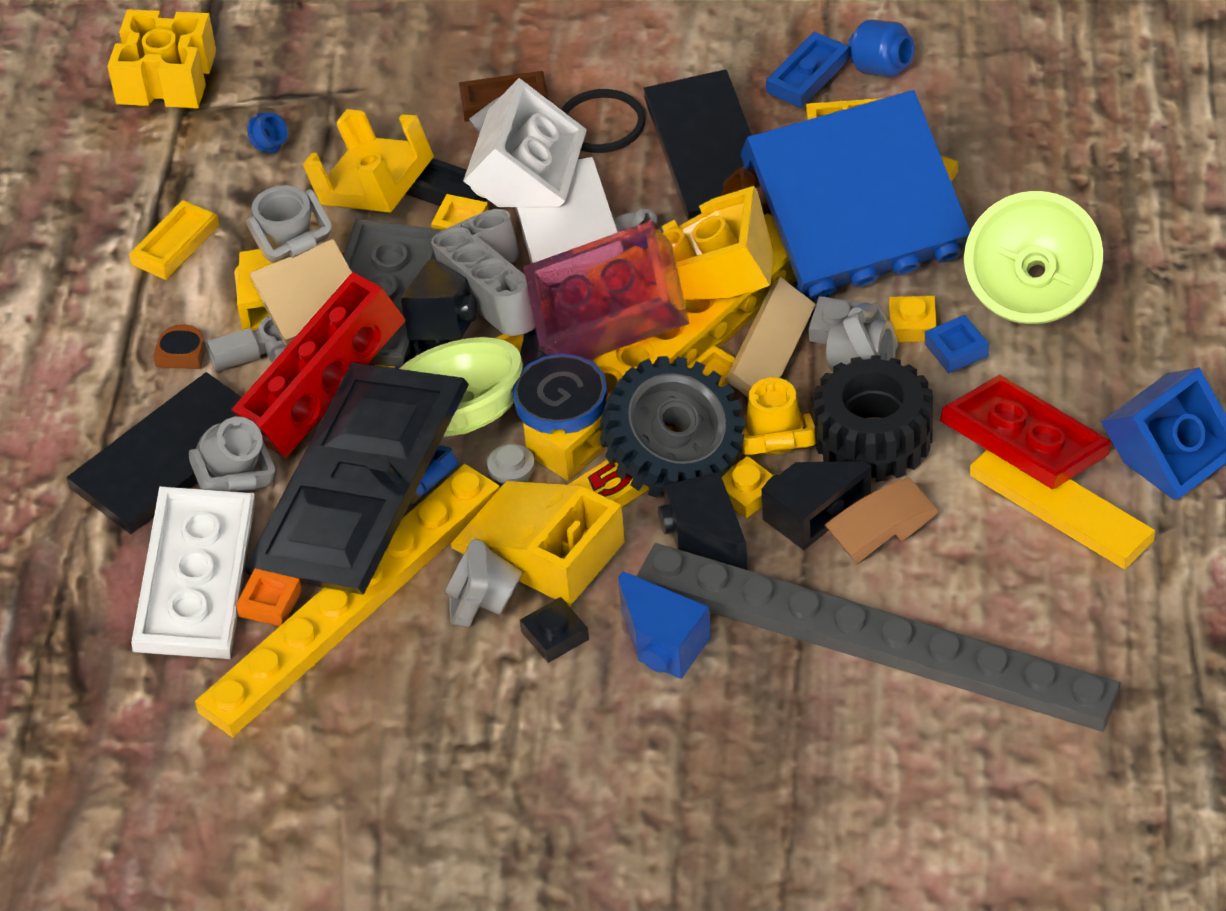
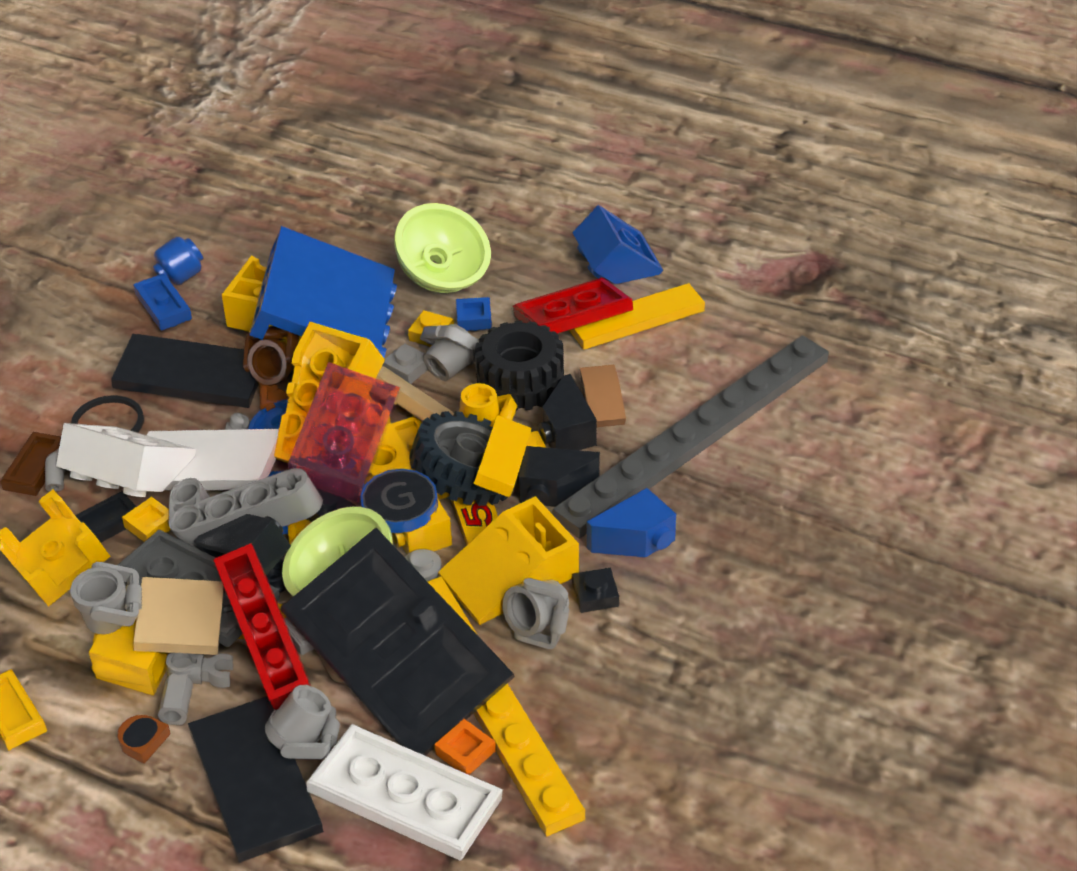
camera: 70 degrees left, 5 degrees down
(673, 451) = (502, 456): none -> yellow tile

